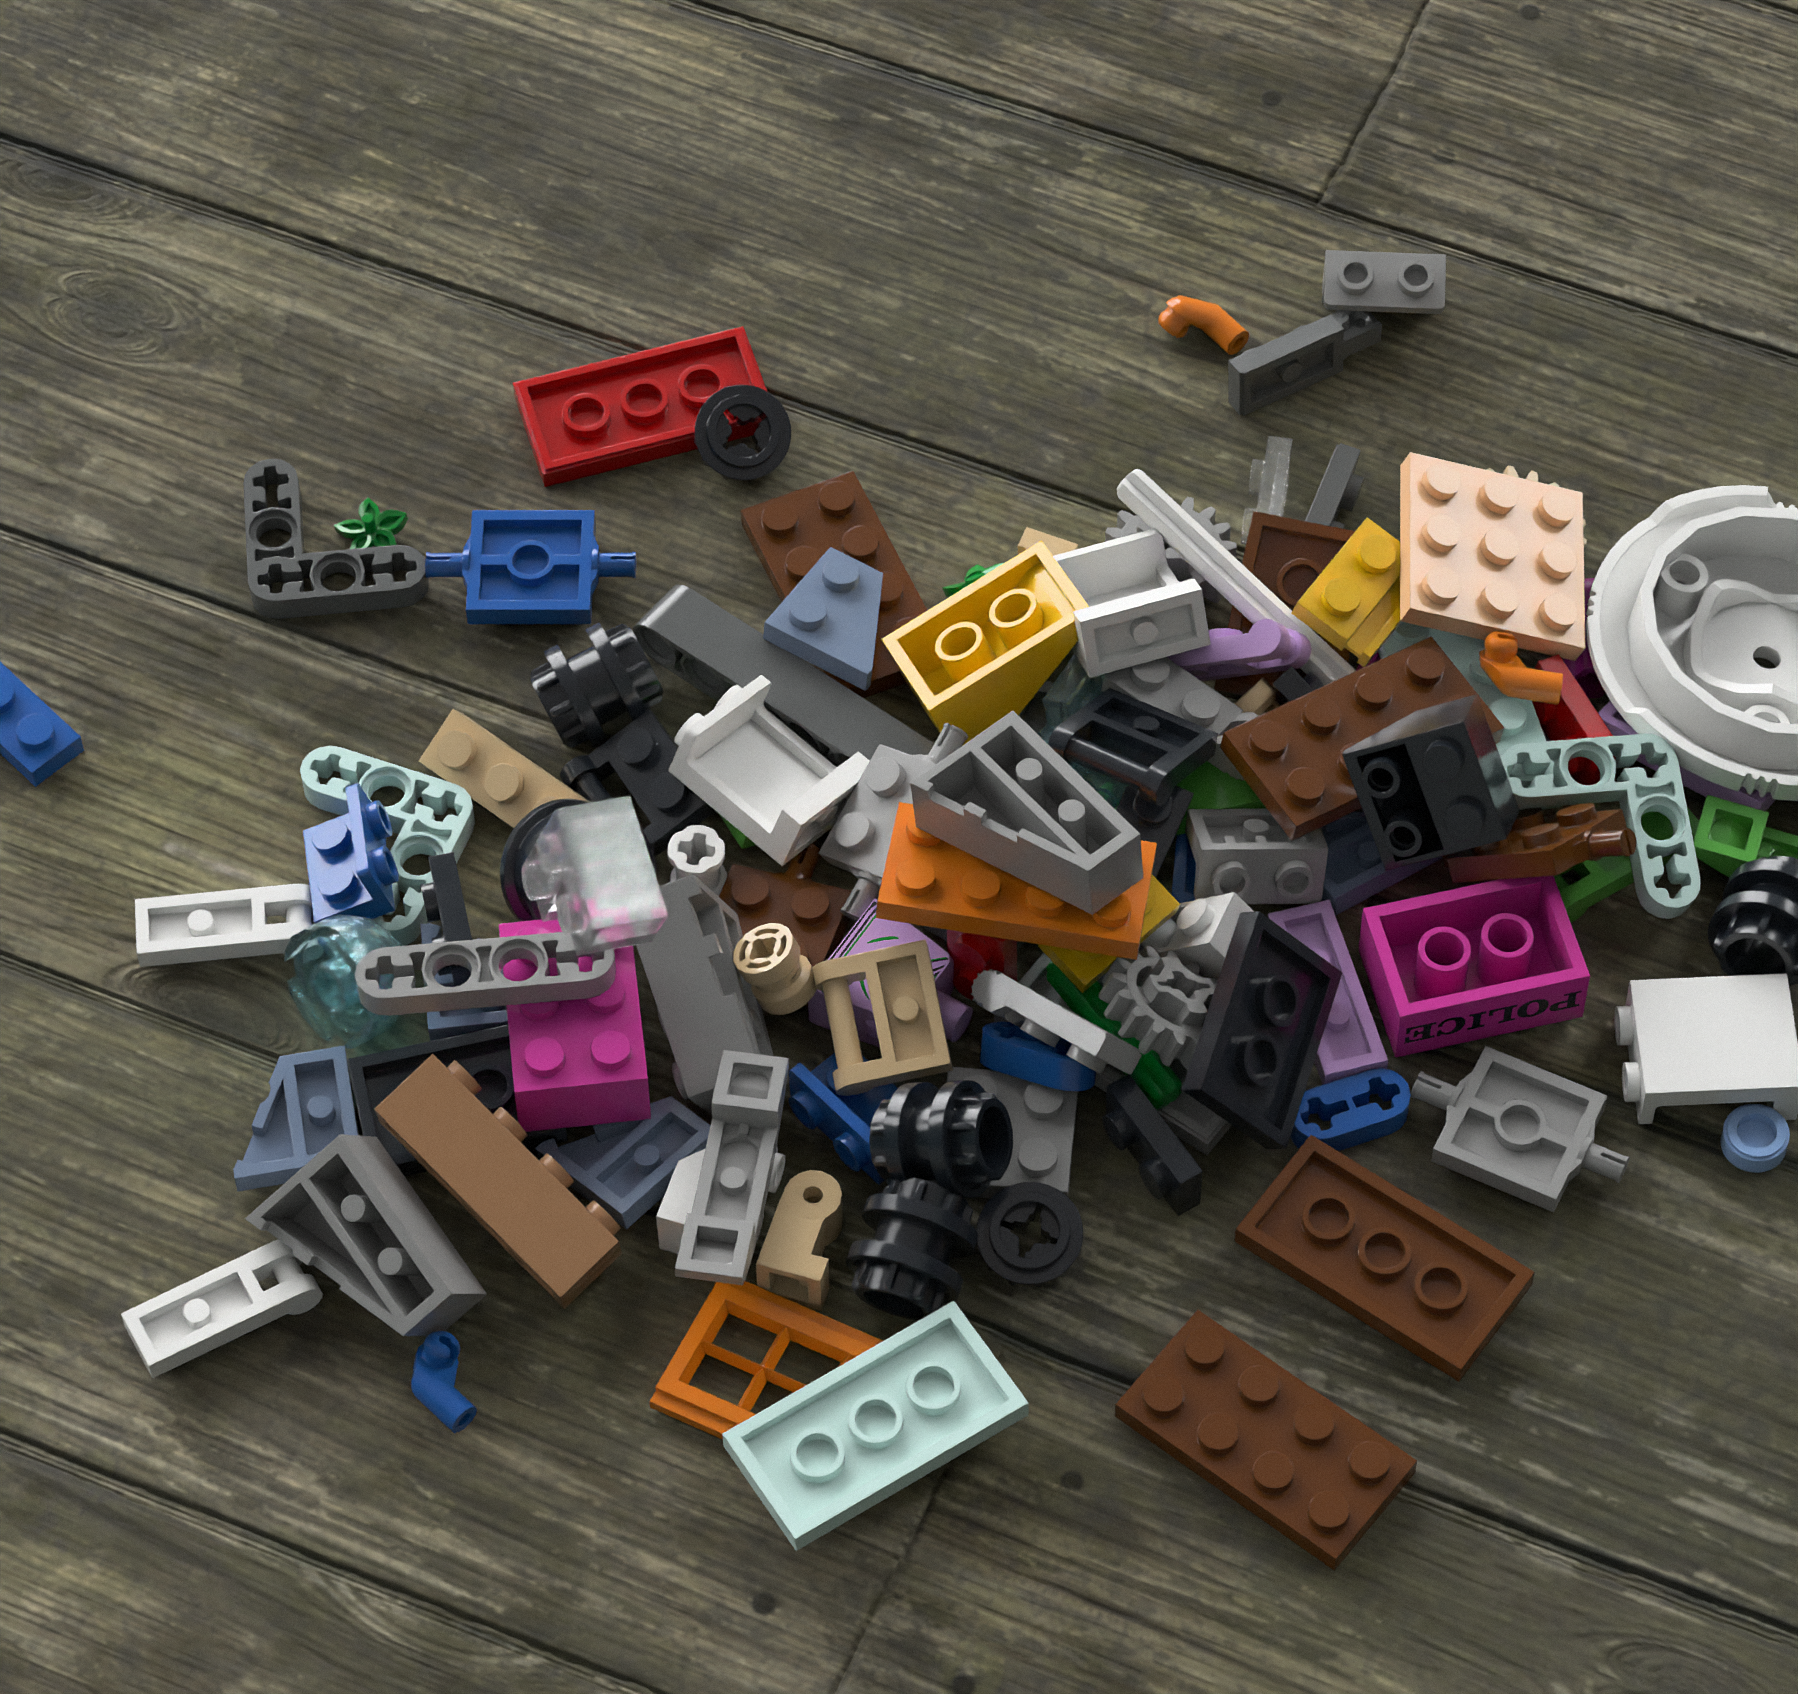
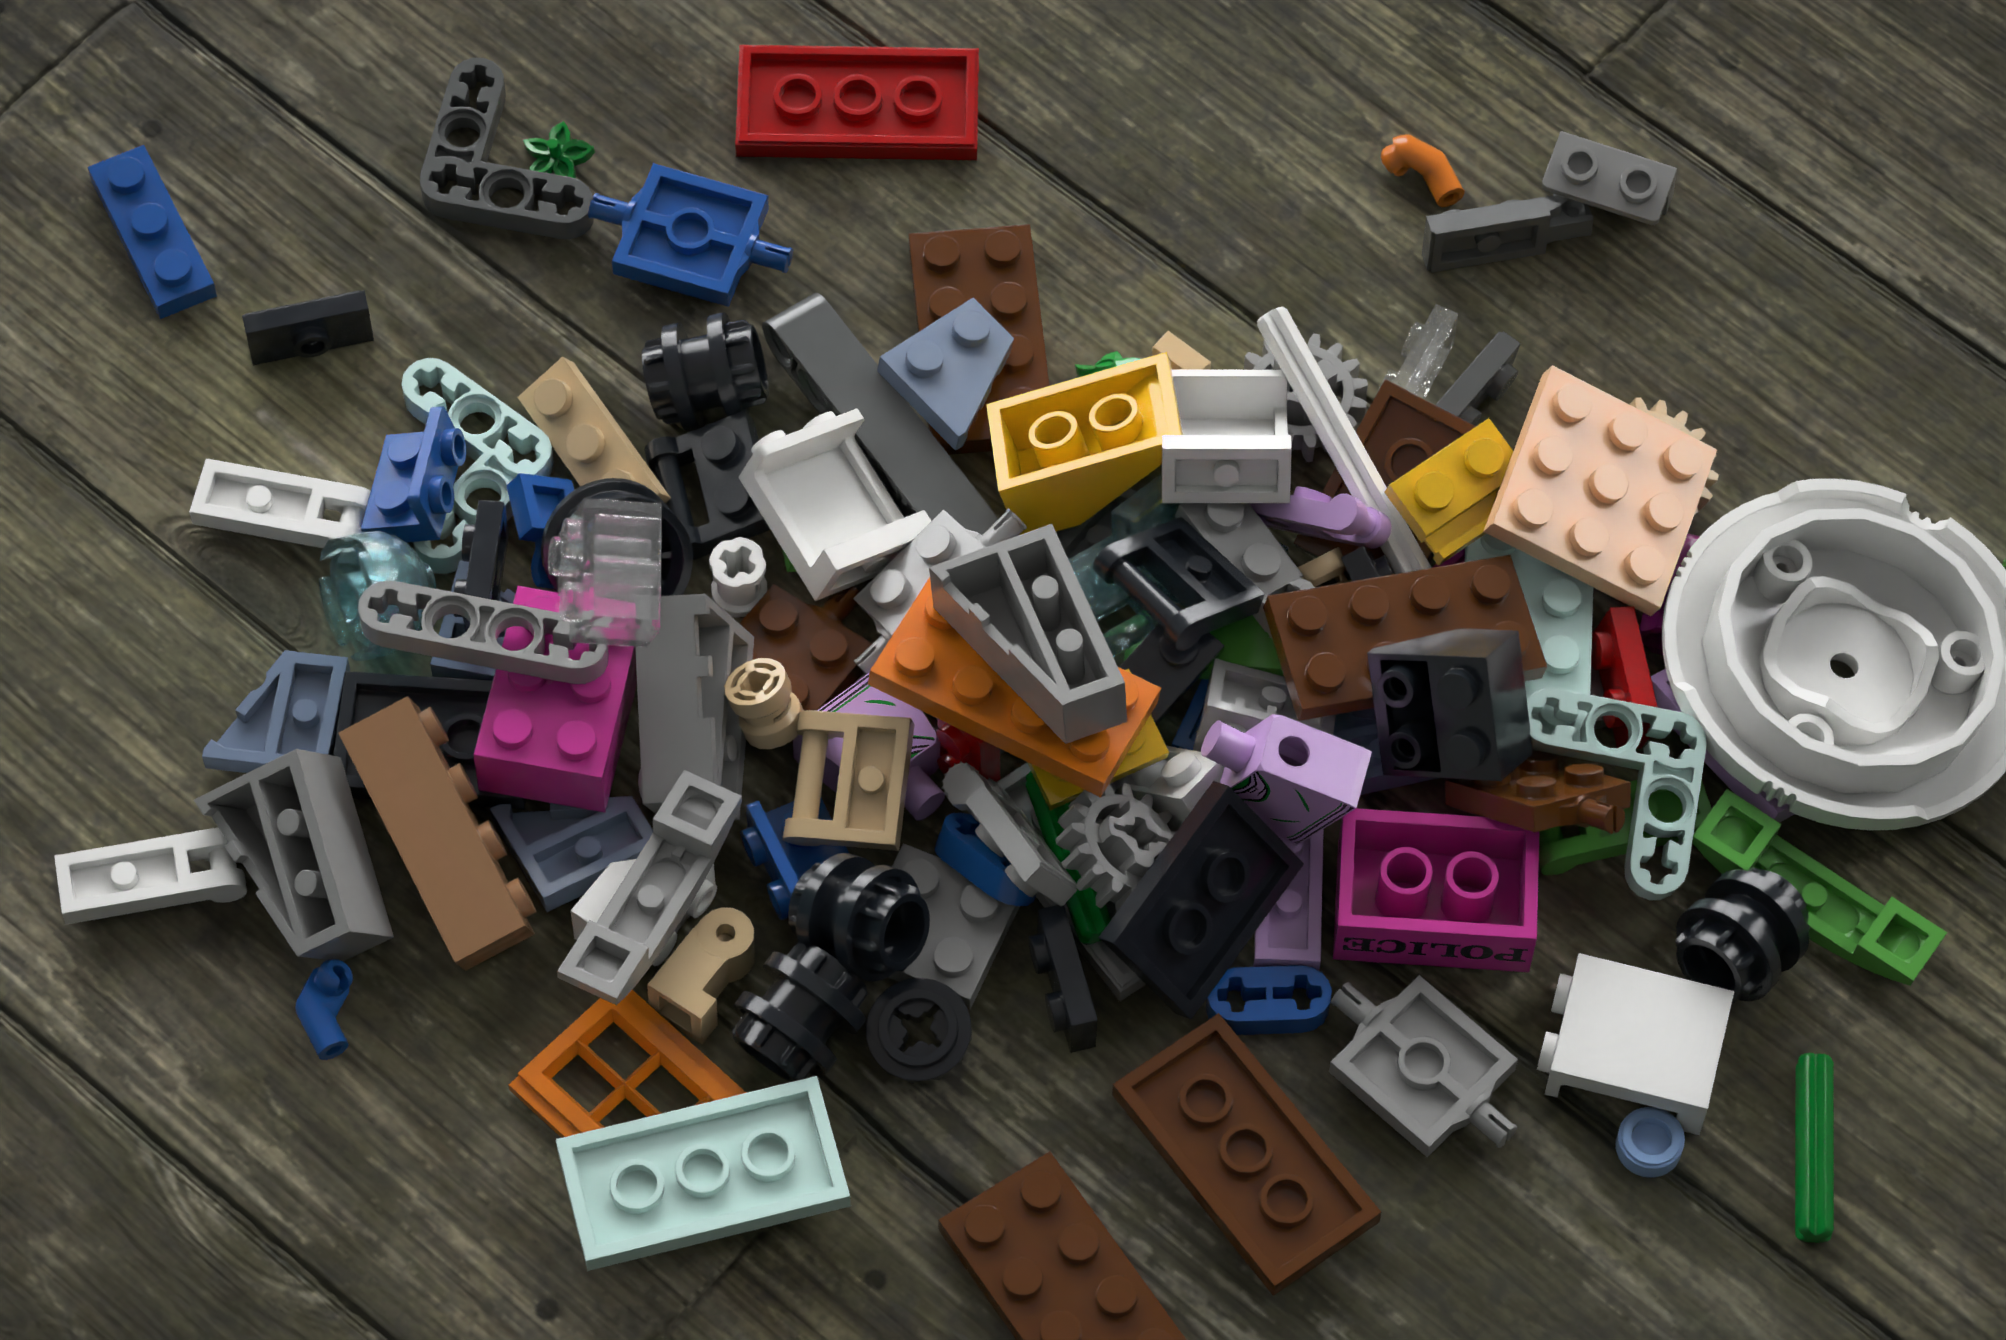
camera: 15 degrees right, 5 degrees up
(190, 751) = (308, 327): none -> black plate
(478, 859) = (532, 503): none -> blue plate
(744, 405) = (947, 130): black gear -> none
(1308, 886) = (1289, 773): none -> lavender torso
(1511, 674) = (1576, 616): orange arm -> none

